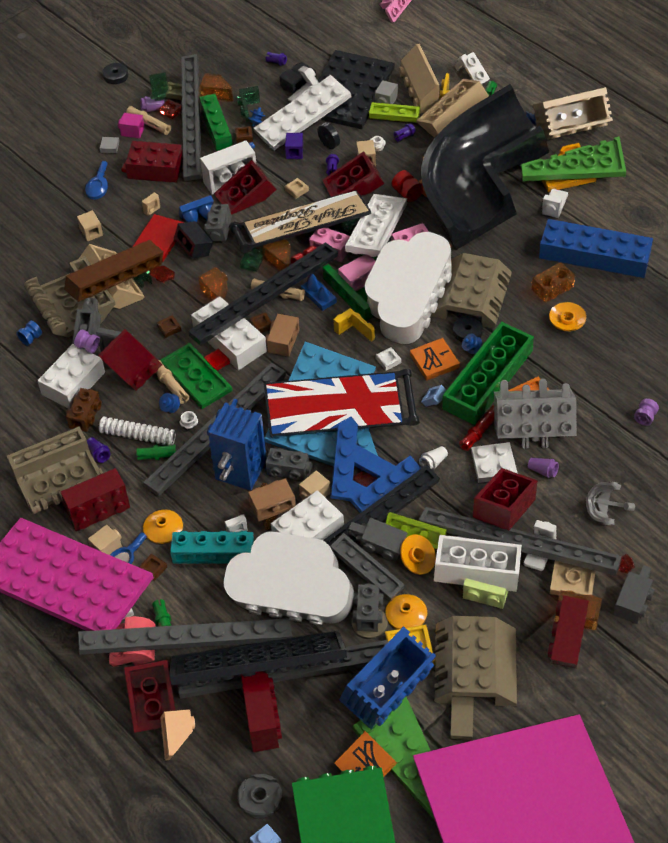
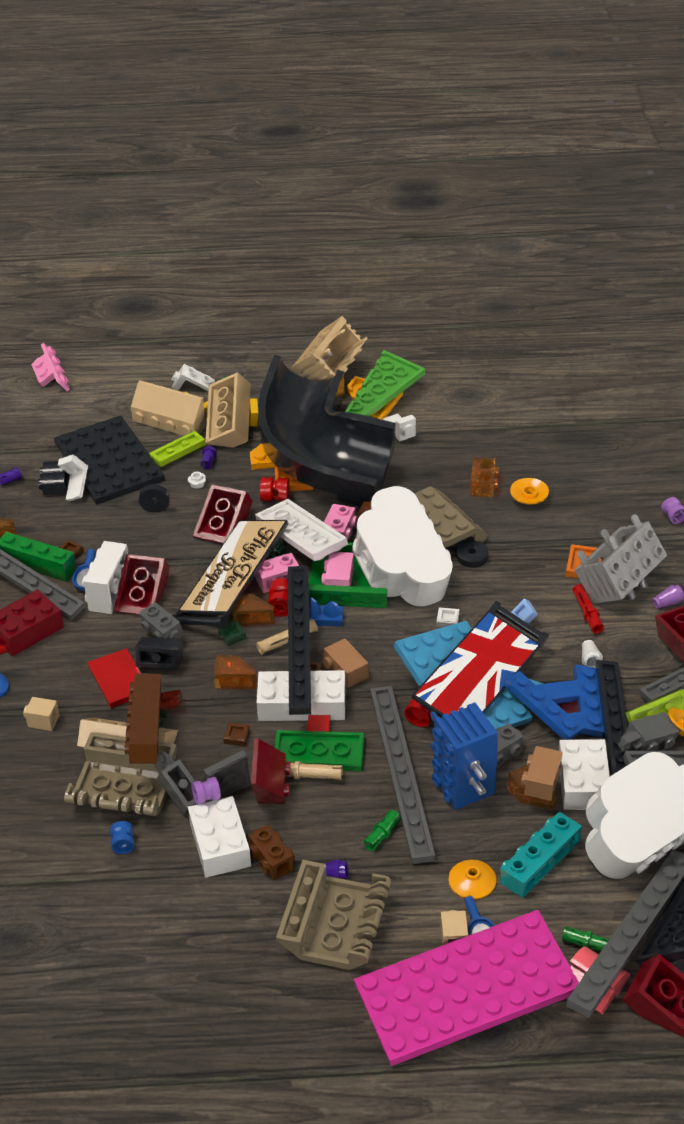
camera: 50 degrees left, 10 degrees down
(95, 499) = (402, 903): dark red brick -> none
(137, 431) = (341, 828): white piece -> none
(151, 204) = (74, 656): tan tile -> none
(154, 565) = (513, 910): reddish brown tile -> none
(169, 402) = (335, 785): blue wheel -> none
(188, 416) = (369, 785): white plate -> none
(190, 211) = (128, 625): blue tile -> none
(236, 524) = (533, 822): white tile -> none
(247, 96) = (33, 523): clear green bracket -> none
(256, 117) = (64, 528): blue wheel -> none
(294, 145) = (132, 526): dark purple brick -> none
(296, 188) = (180, 556): tan tile -> none
(302, 112) = (102, 498): white plate -> none
(313, 483) = (545, 738): tan brick -> none
(332, 161) = (182, 516): dark purple pin -> none
(350, 318) = (391, 609): yellow bracket -> none
(368, 148) = (199, 489): tan brick -> none
(386, 93) = (151, 438): light grey brick -> none
(434, 359) = (480, 590): orange tile -> none
(471, 343) = (494, 558): blue wheel -> none
(491, 458) = (630, 624): white plate -> none
(495, 361) = (541, 567): green brick -> none
(596, 248) = (476, 434): blue brick -> none

